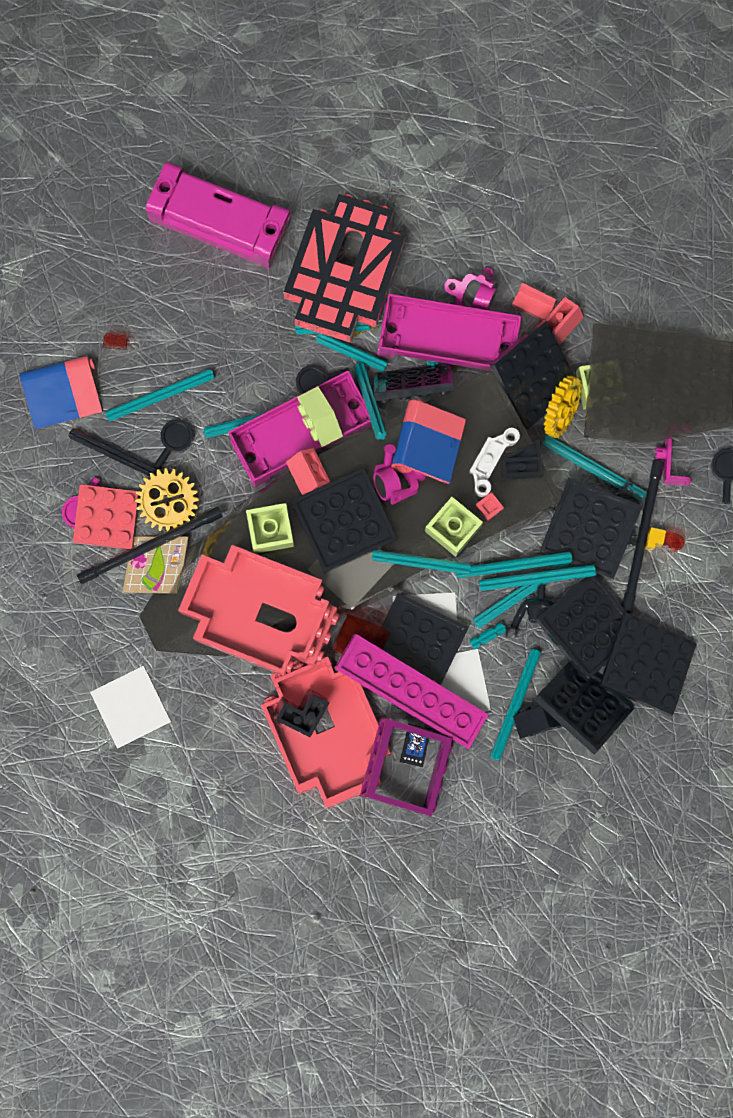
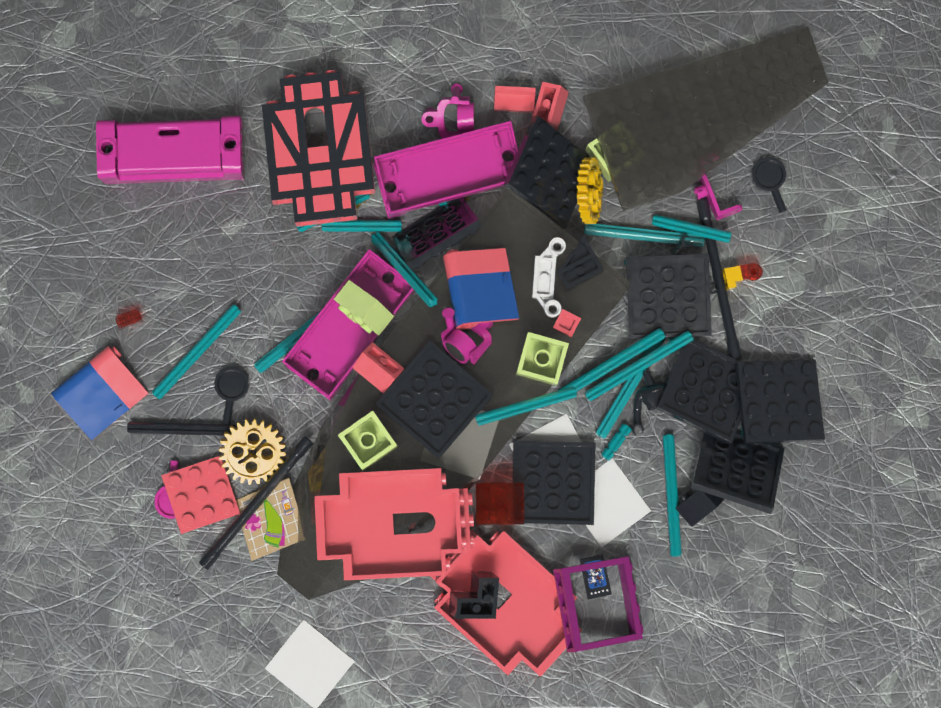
camera: 25 degrees left, 5 degrees up
(313, 376) = (337, 268): black piece -> none
(411, 691) = (570, 530): dark pink plate -> none
(638, 480) = (692, 228): none -> teal axle

